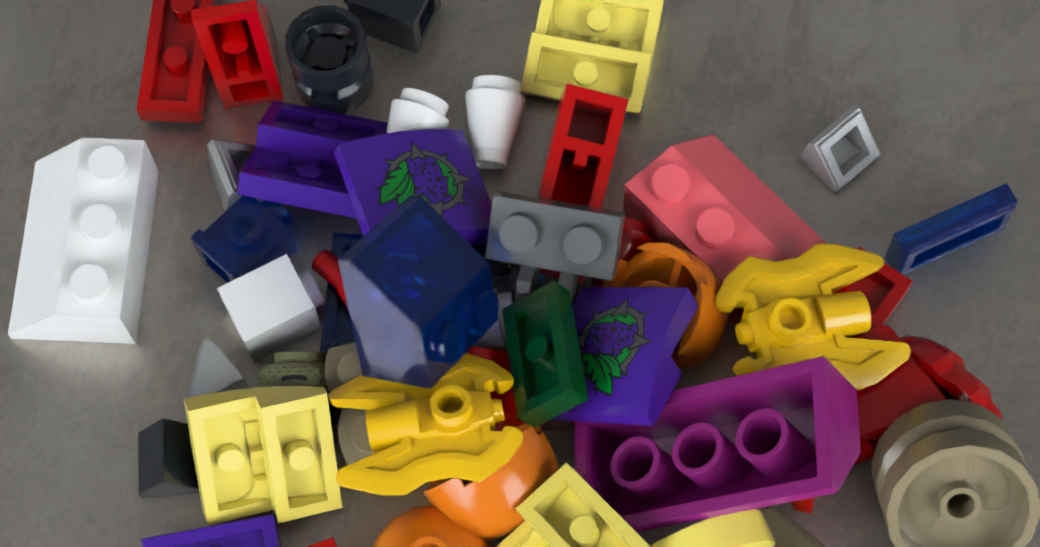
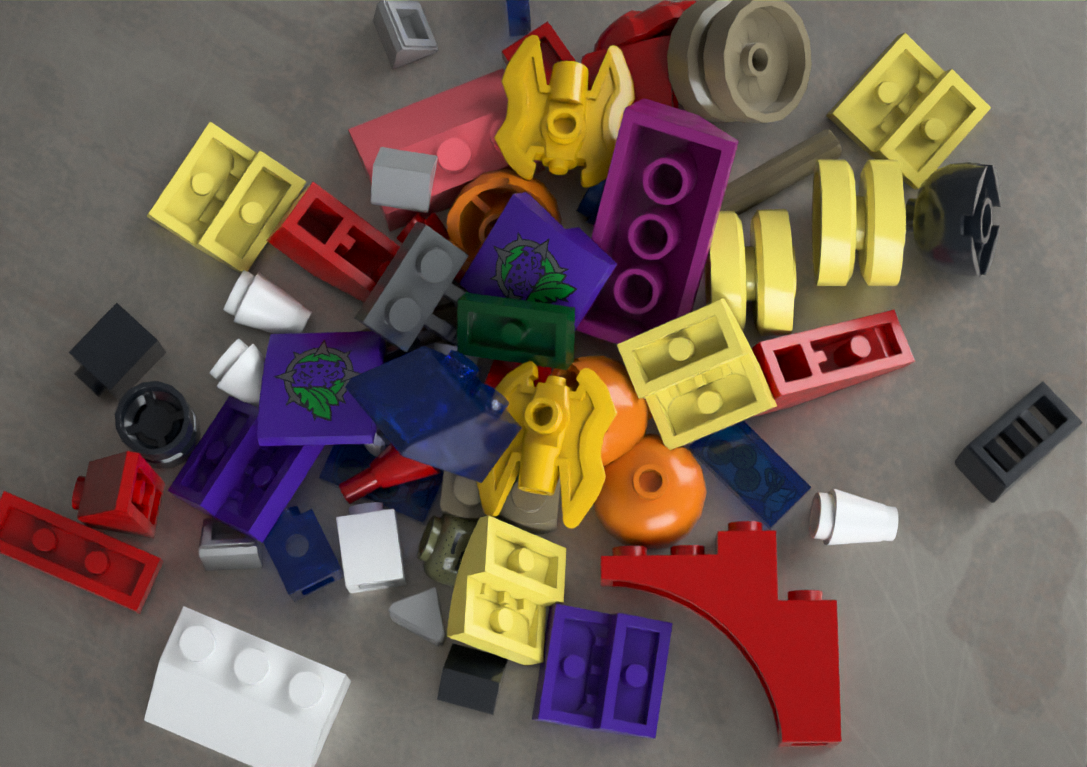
camera: 70 degrees left, 10 degrees up
(665, 180) = (403, 179): none -> light grey slope

